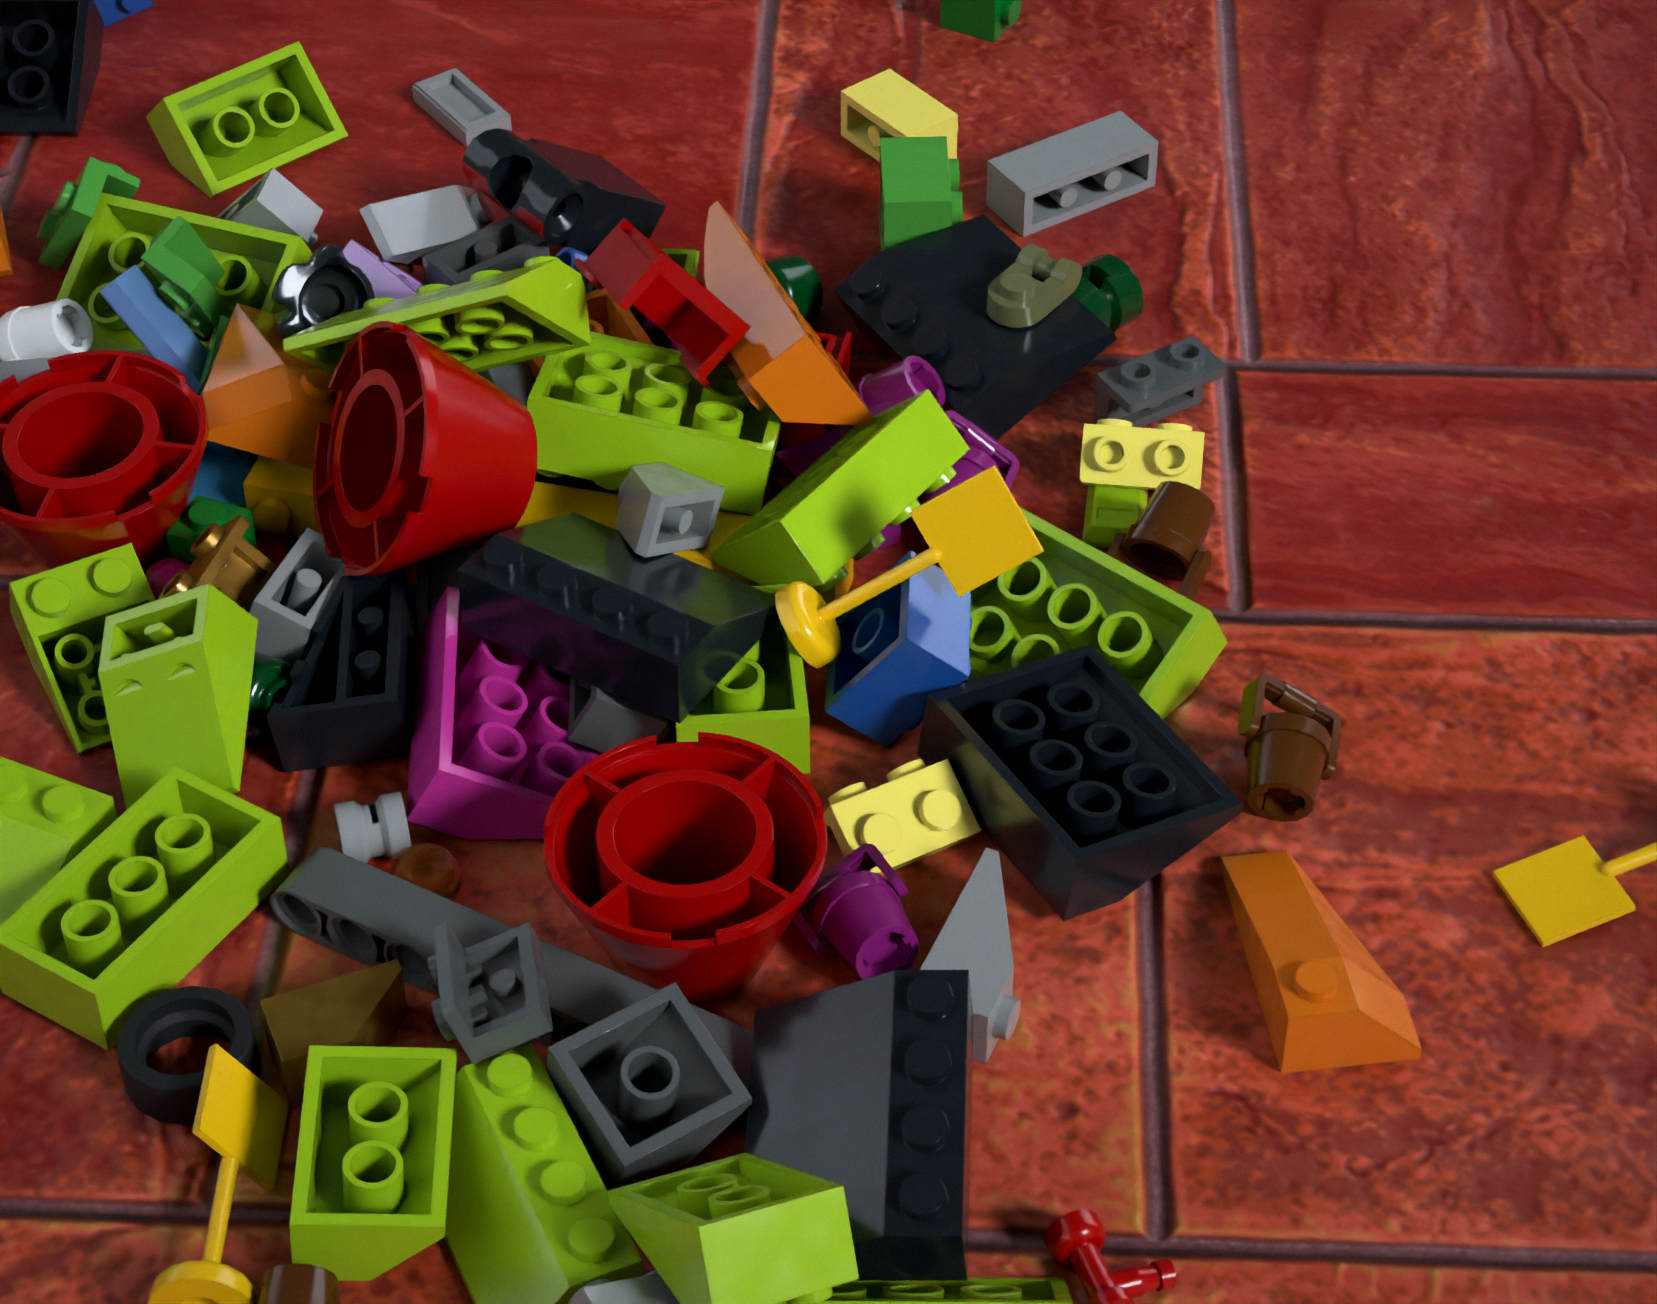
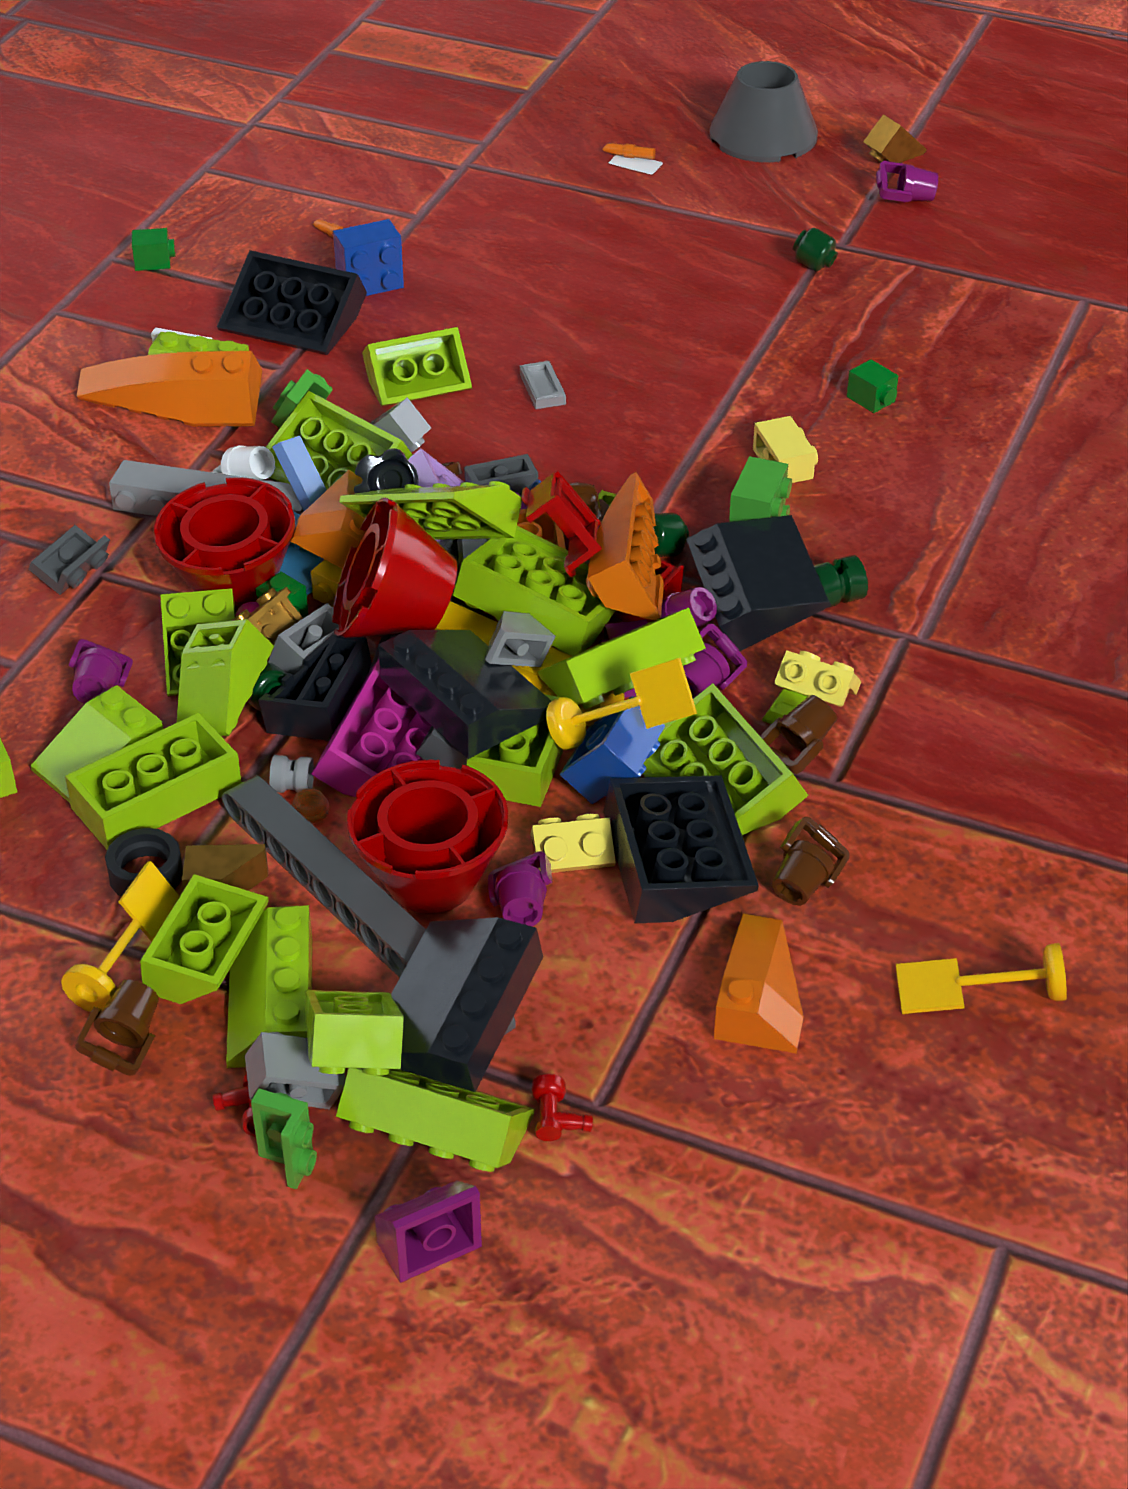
camera: 20 degrees right, 0 degrees up
(187, 275) = (329, 447): bright green bracket -> none
(425, 221) = (473, 447): light grey slope -> none
(490, 991) = (295, 872): dark grey bracket -> none
(558, 190) = (559, 444): black piece -> none
(646, 1088) = (356, 943): dark grey slope -> none
(979, 941) = (571, 929): light grey slope -> none
(1022, 300) = (784, 566): olive plate -> none
(1071, 173) = (870, 502): light grey brick -> none
(1156, 383) = (847, 638): dark grey bracket -> none

